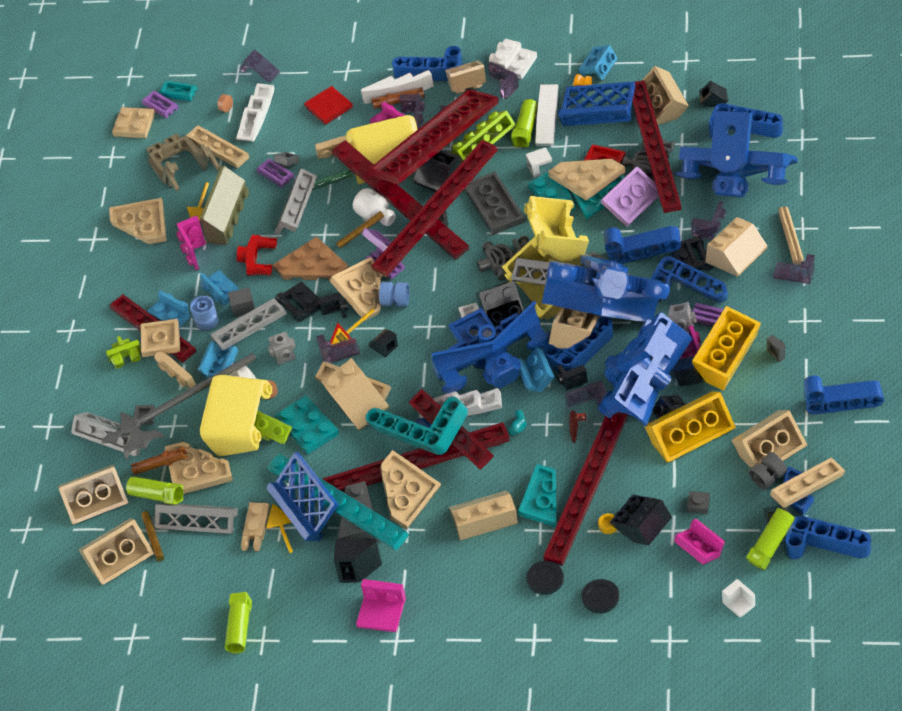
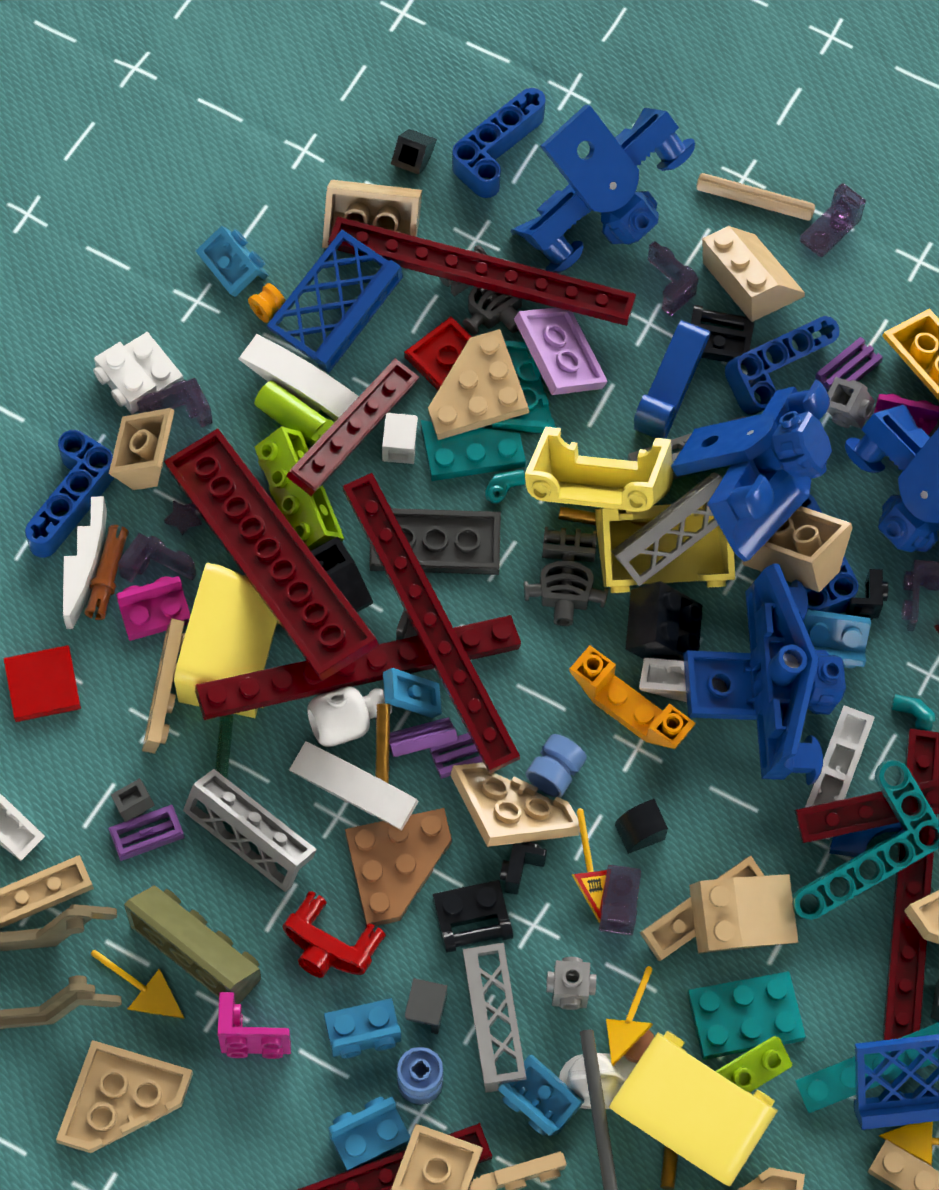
camera: 75 degrees left, 15 degrees up
(272, 379) = (625, 1033): none -> yellow piece
(338, 227) = (353, 785): none -> white slope
(396, 219) = (412, 692): none -> dark azure plate
(452, 298) = (626, 705): none -> light orange slope
(529, 139) = (352, 427): none -> tile

